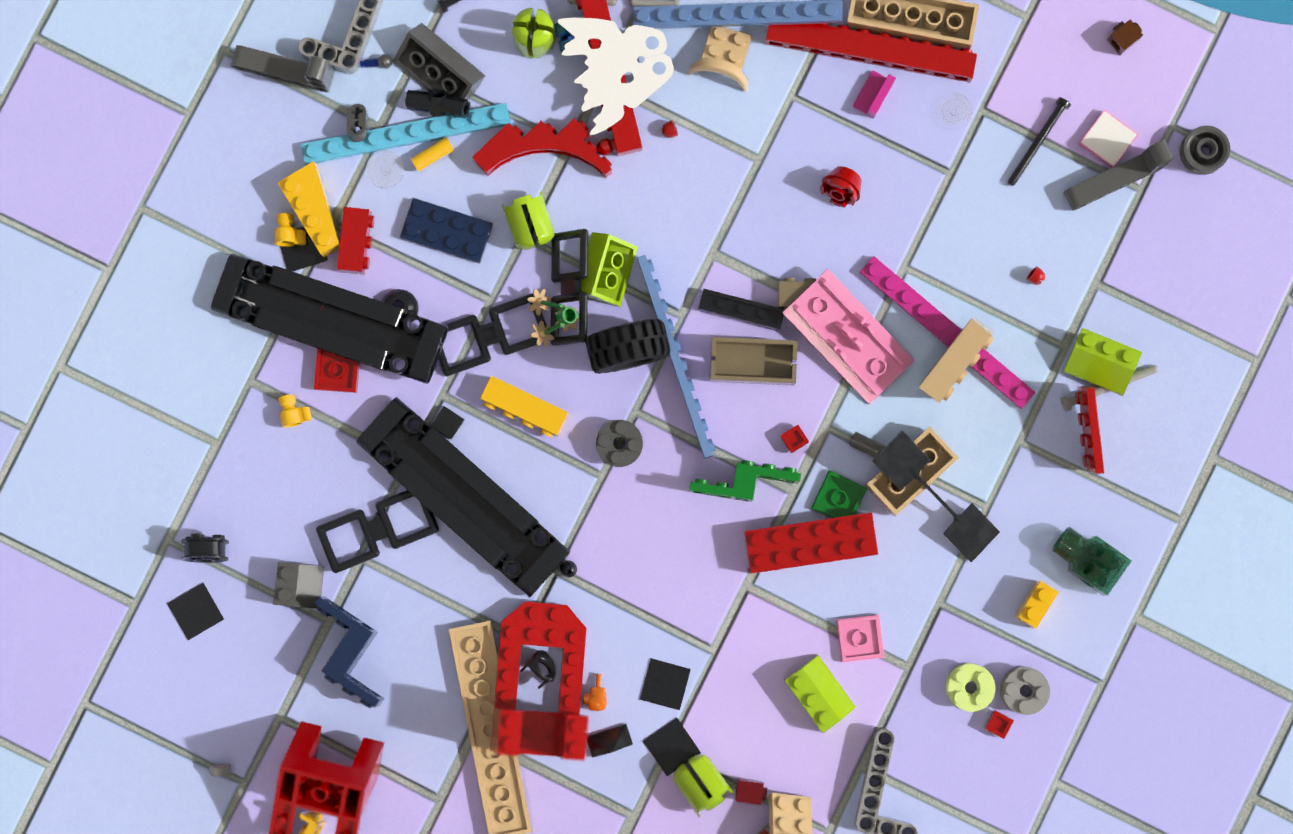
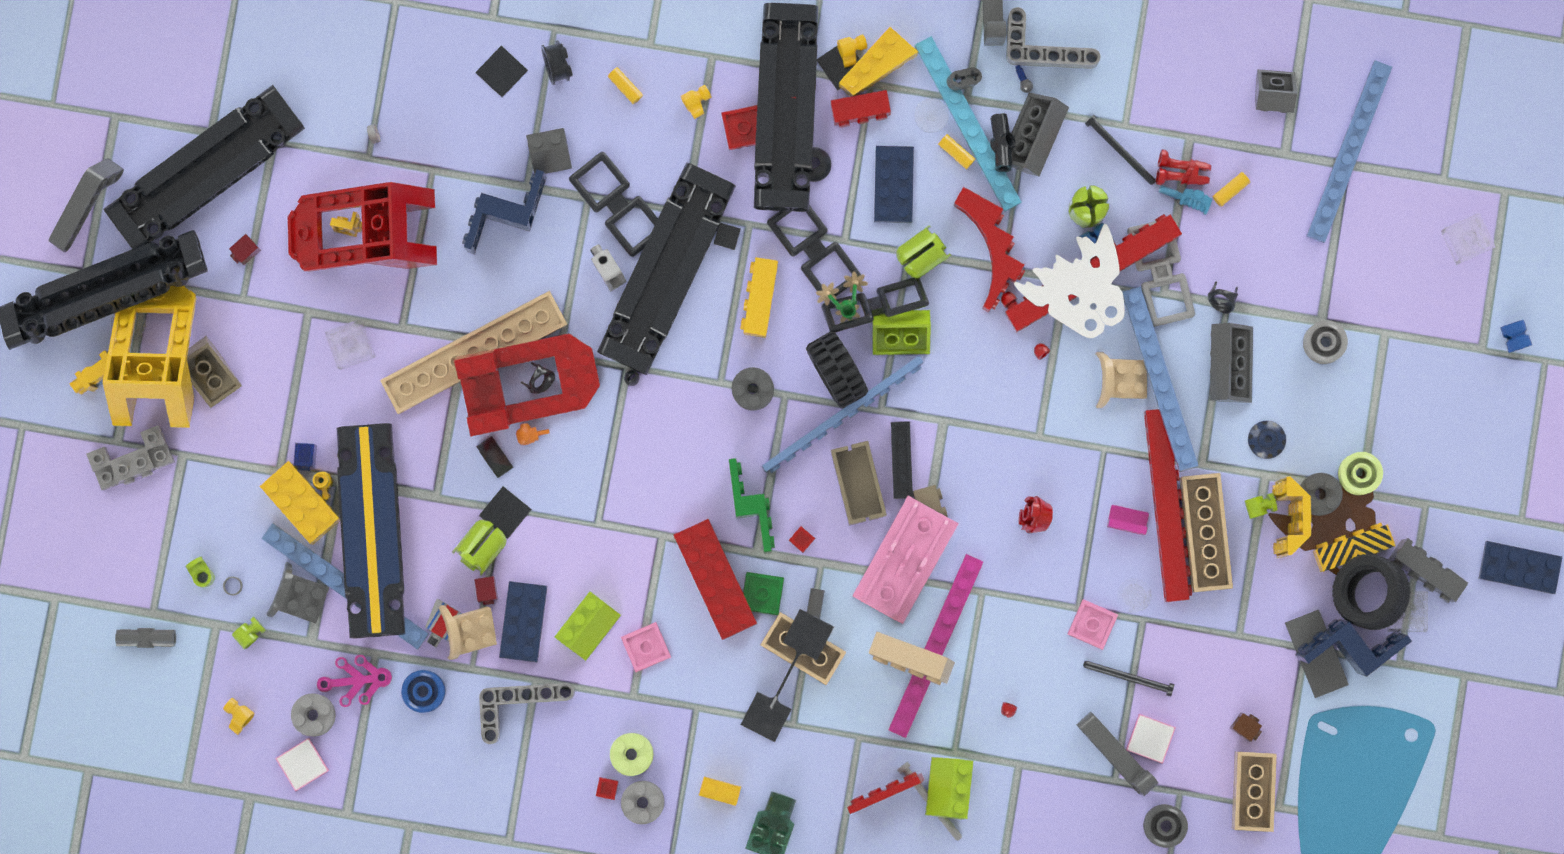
camera: 70 degrees right, 0 degrees up
(252, 483) = (625, 85): none -> yellow piece
(449, 558) = (607, 267): none -> light grey torso
(665, 684) = (557, 490): black piece -> none
(795, 762) = (523, 621): none -> dark blue plate
(972, 163) = (1092, 624): none -> bright pink tile
(1195, 48) = (1254, 791): none -> tan brick

